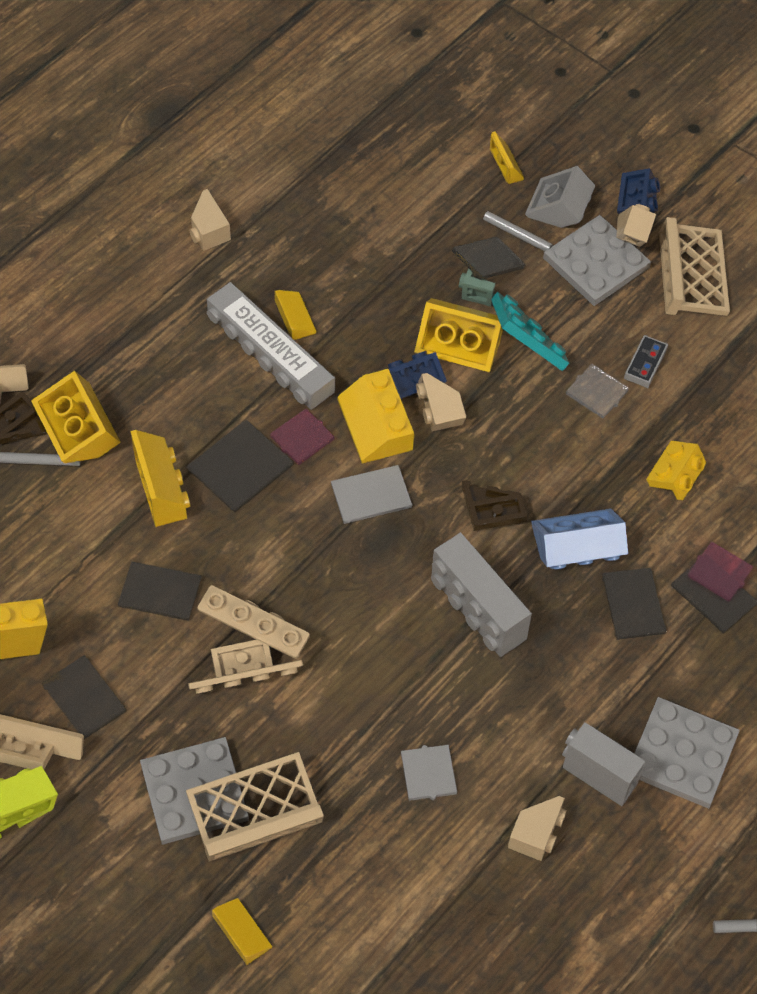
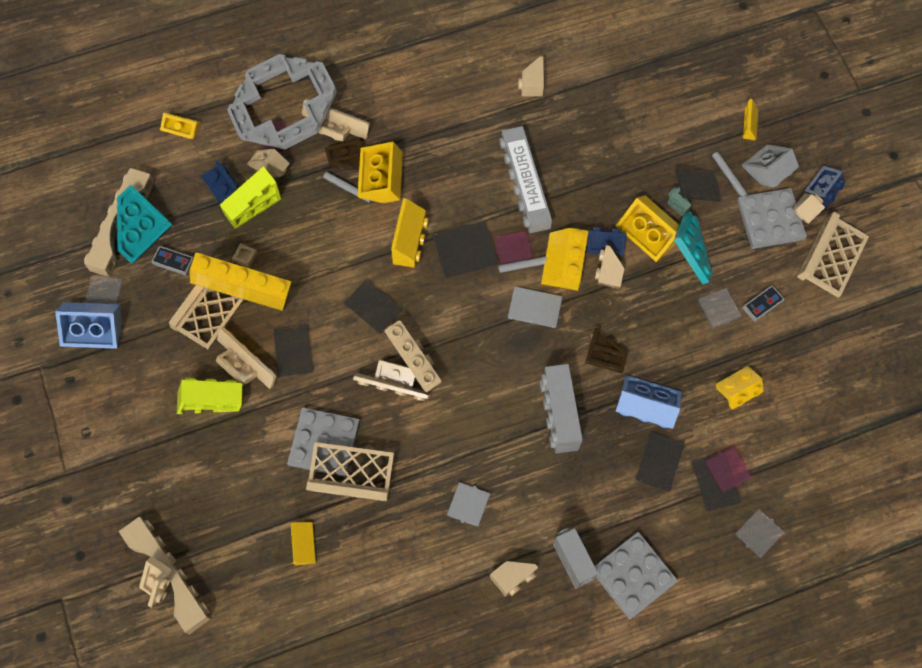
camera: 30 degrees right, 10 degrees up
(294, 314) = (554, 165): yellow slope -> none
(324, 451) = (522, 264): none -> light grey bar

